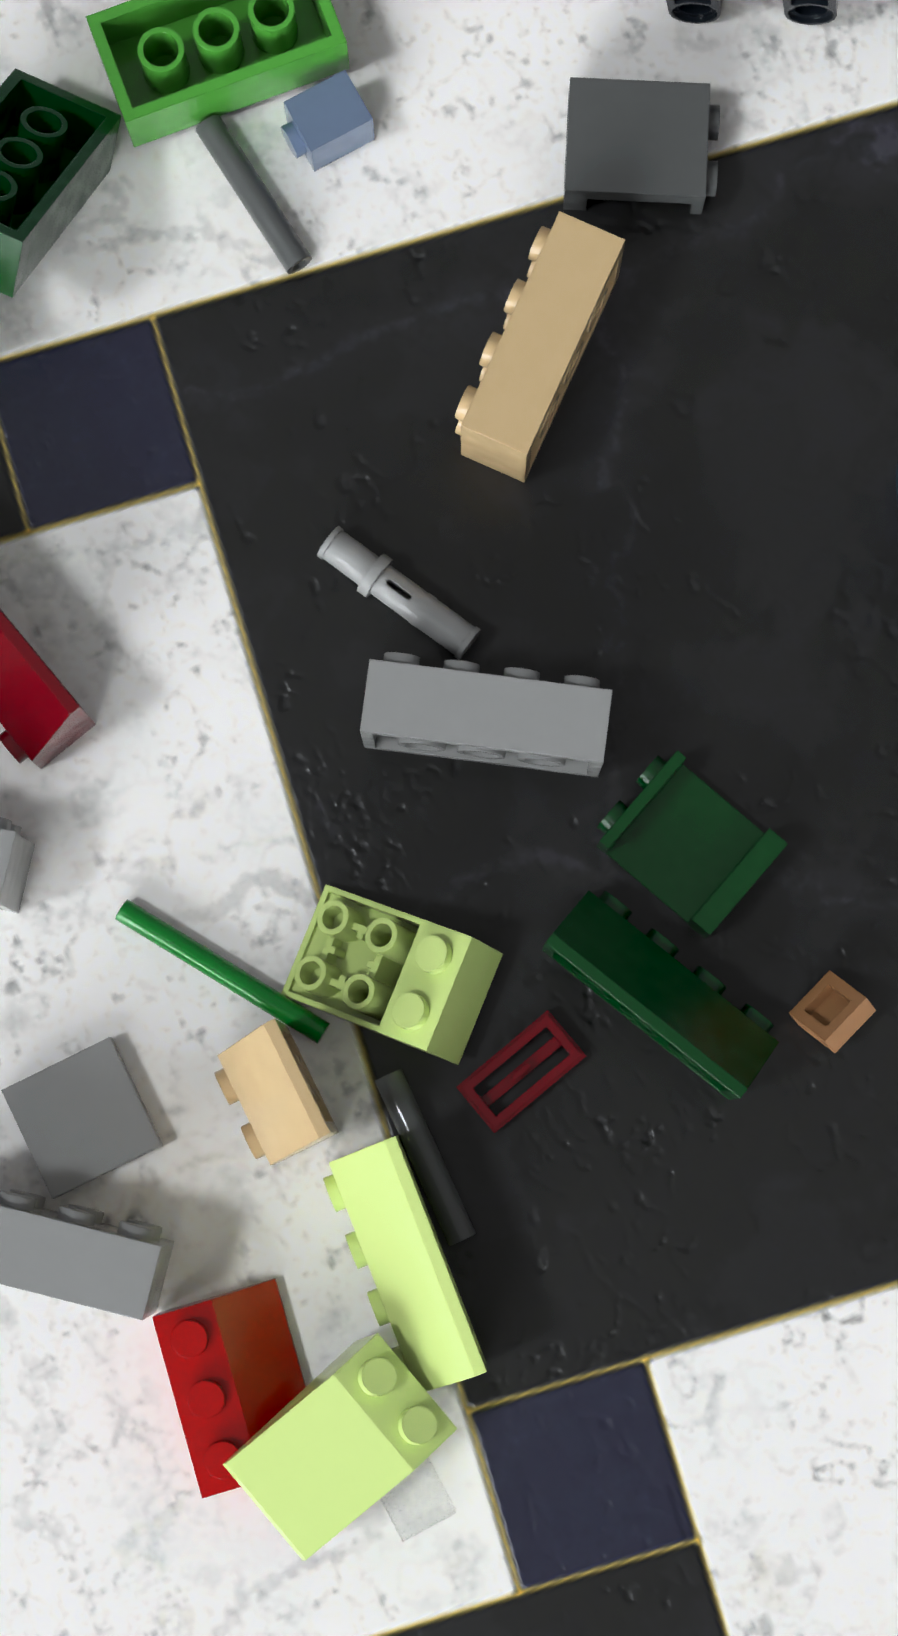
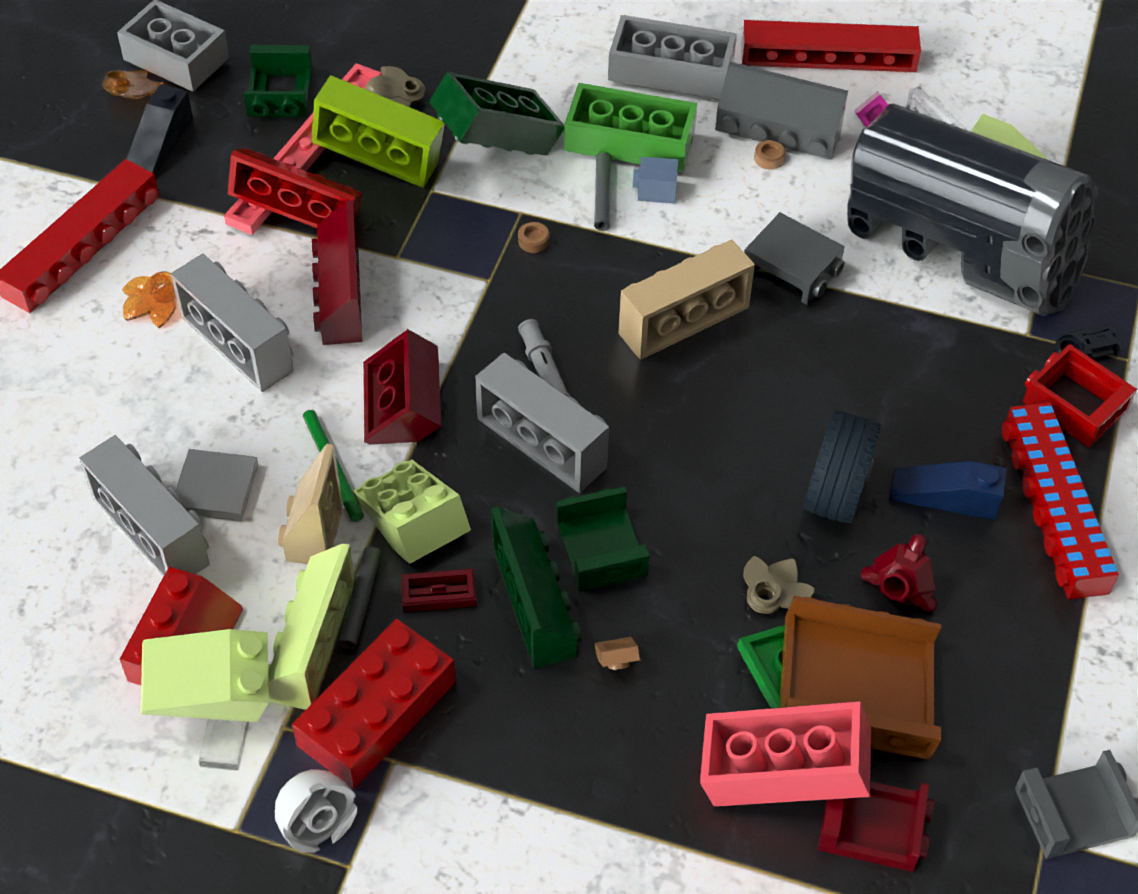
camera: 30 degrees right, 30 degrees down
(210, 357) = (533, 237): none -> medium nougat tile
(232, 786) = (402, 391): none -> dark red slope
(575, 1311) = (374, 703): none -> red brick
(607, 1514) = (313, 809): none -> white cylinder

